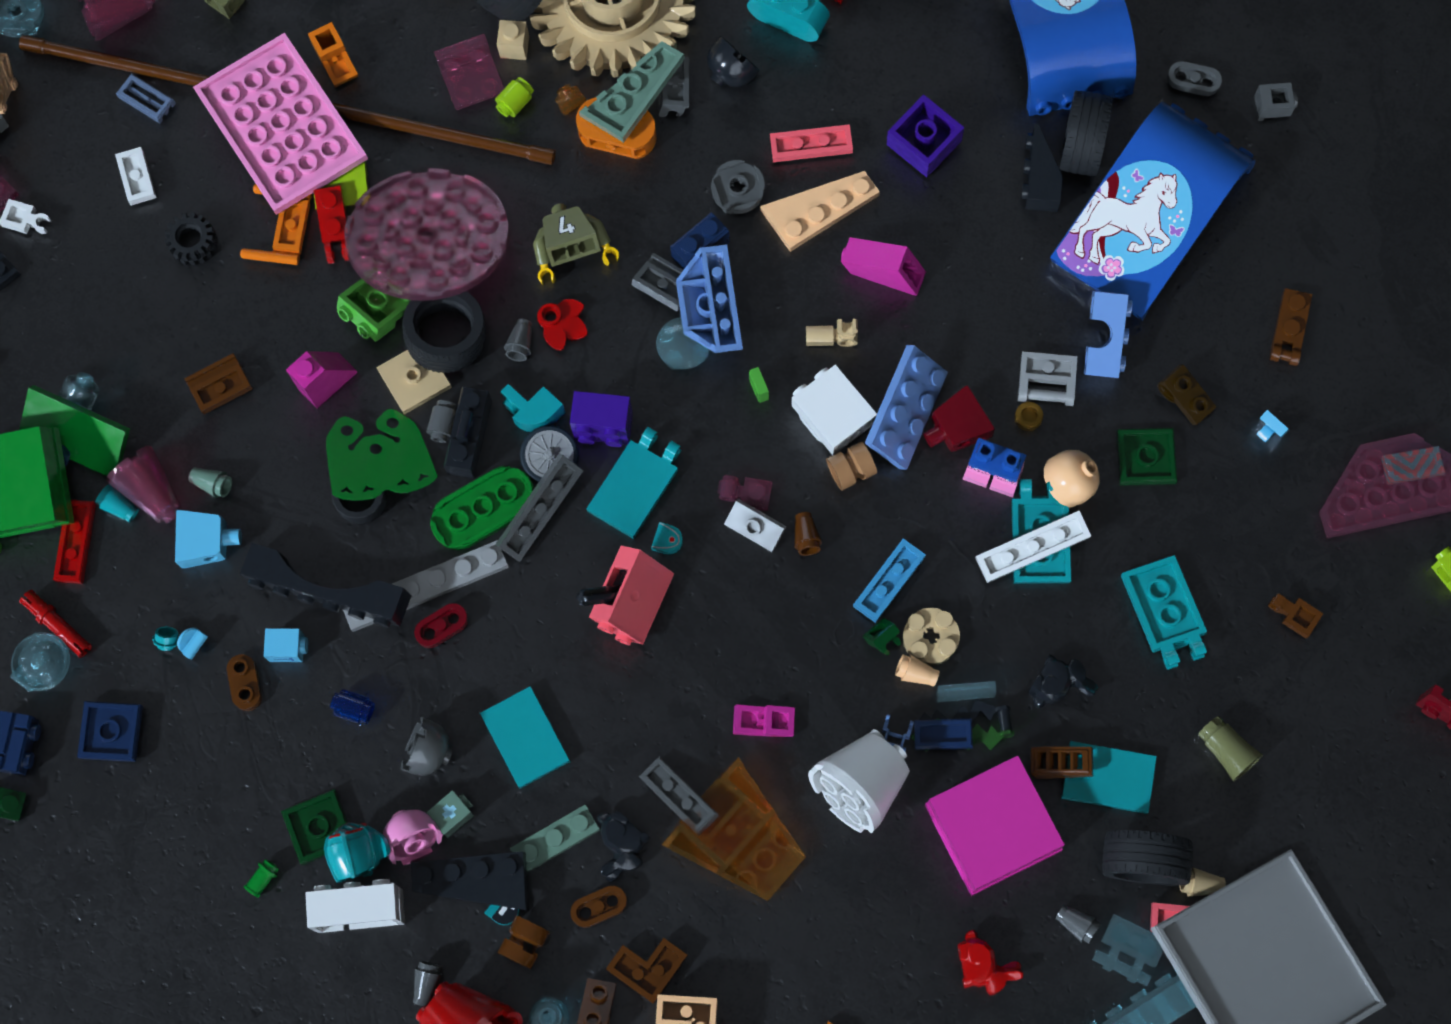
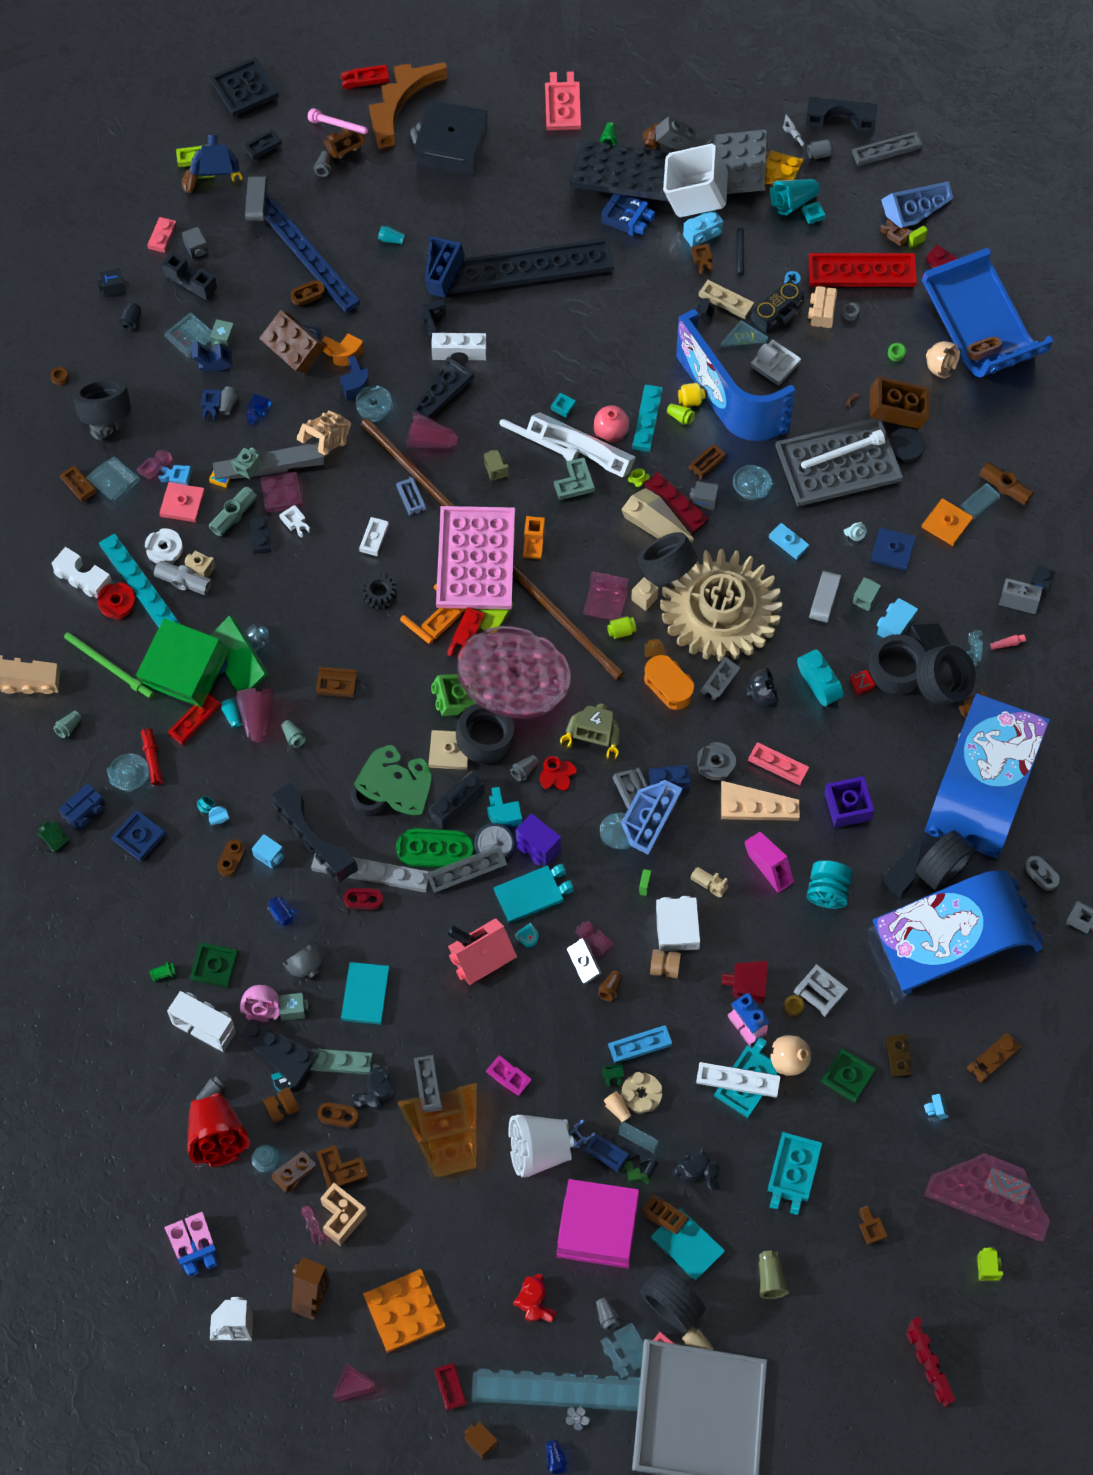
camera: 30 degrees right, 10 degrees down
(202, 538) = (265, 762): medium azure torso -> none
(320, 375) = (396, 713): dark pink slope -> none
(354, 851) = (223, 988): teal piece -> none
(441, 421) = (446, 783): dark grey brick -> none
(628, 100) = (688, 668): sand green wing -> none
(906, 407) = (722, 951): medium blue plate -> none
(973, 247) = (829, 884): none -> teal wheel
(1108, 358) = (886, 974): medium blue arch -> none

